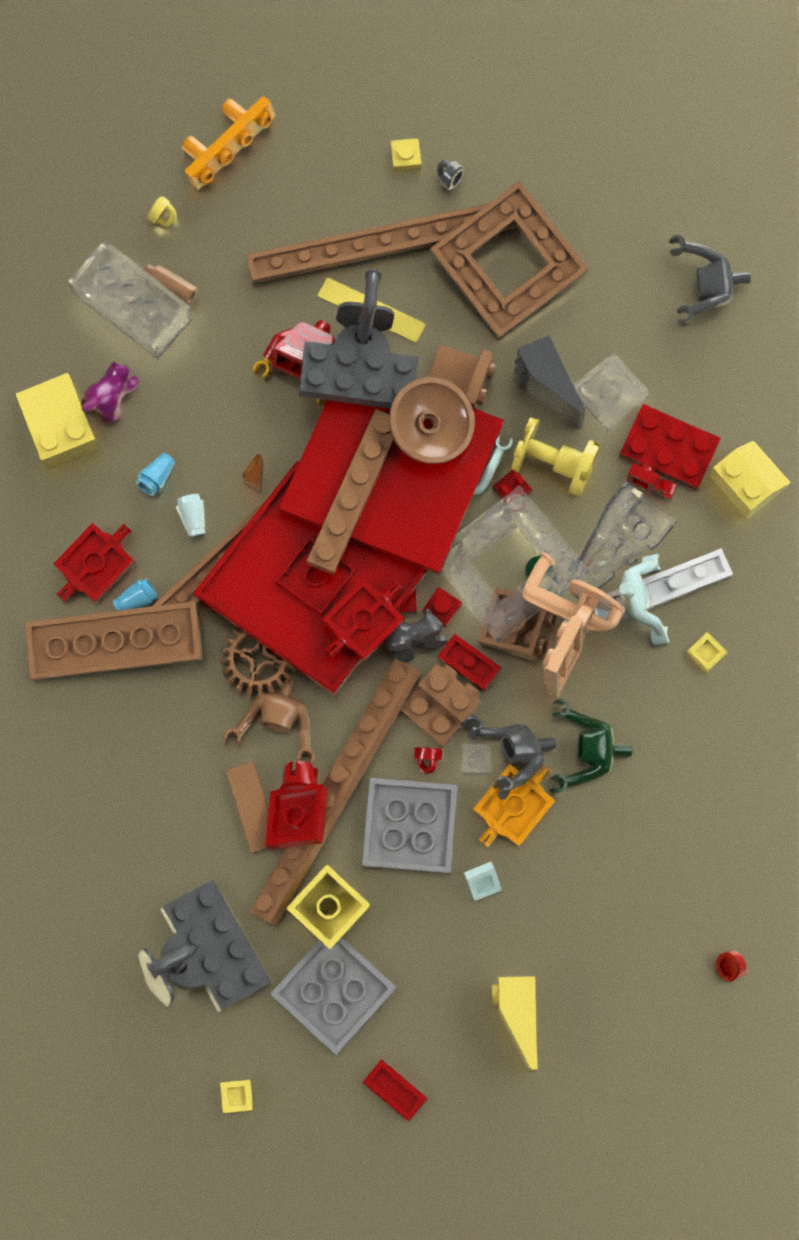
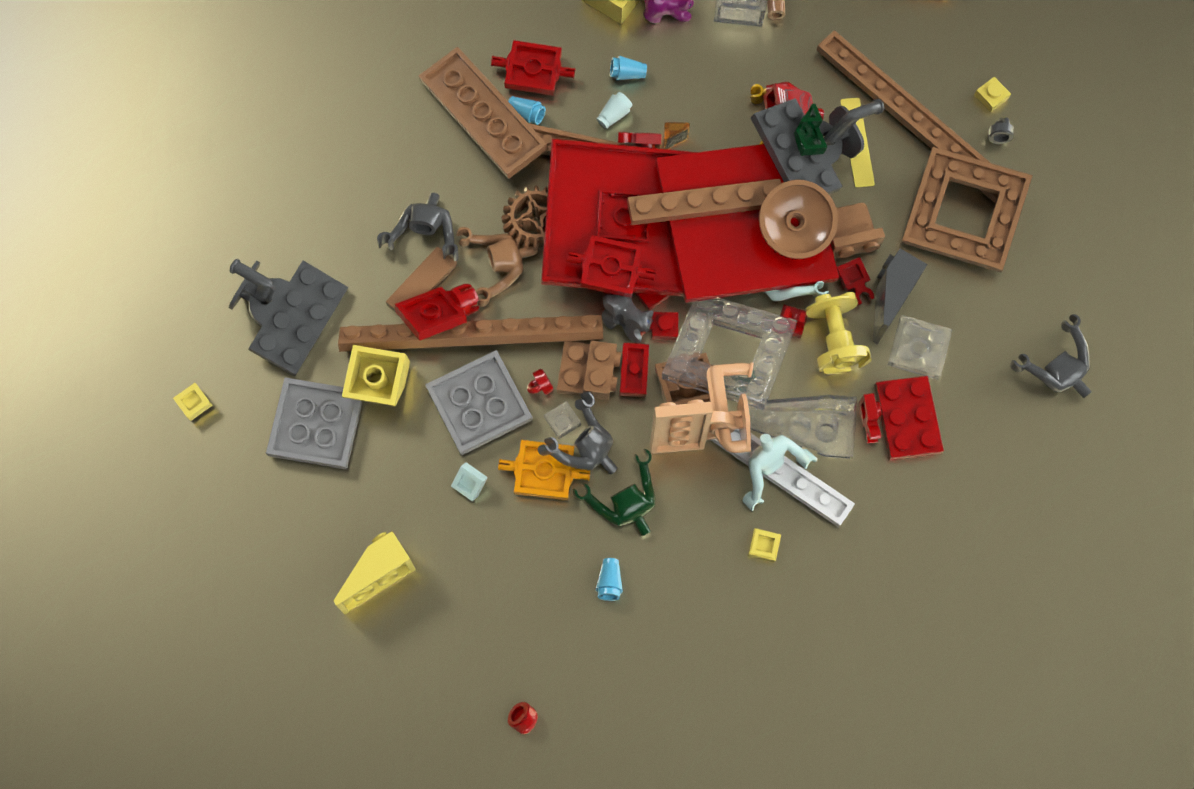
camera: 50 degrees right, 5 degrees down
(192, 764) = (424, 220): none -> dark grey piece
(242, 505) = (644, 139): none -> red plate
(352, 354) = (808, 134): none -> dark green slope
(395, 1090) = (265, 514): red plate -> none
(507, 405) = (854, 276): none -> red plate
(655, 811) = (609, 581): none -> medium azure cone
(749, 478) = (927, 492): light yellow slope -> none

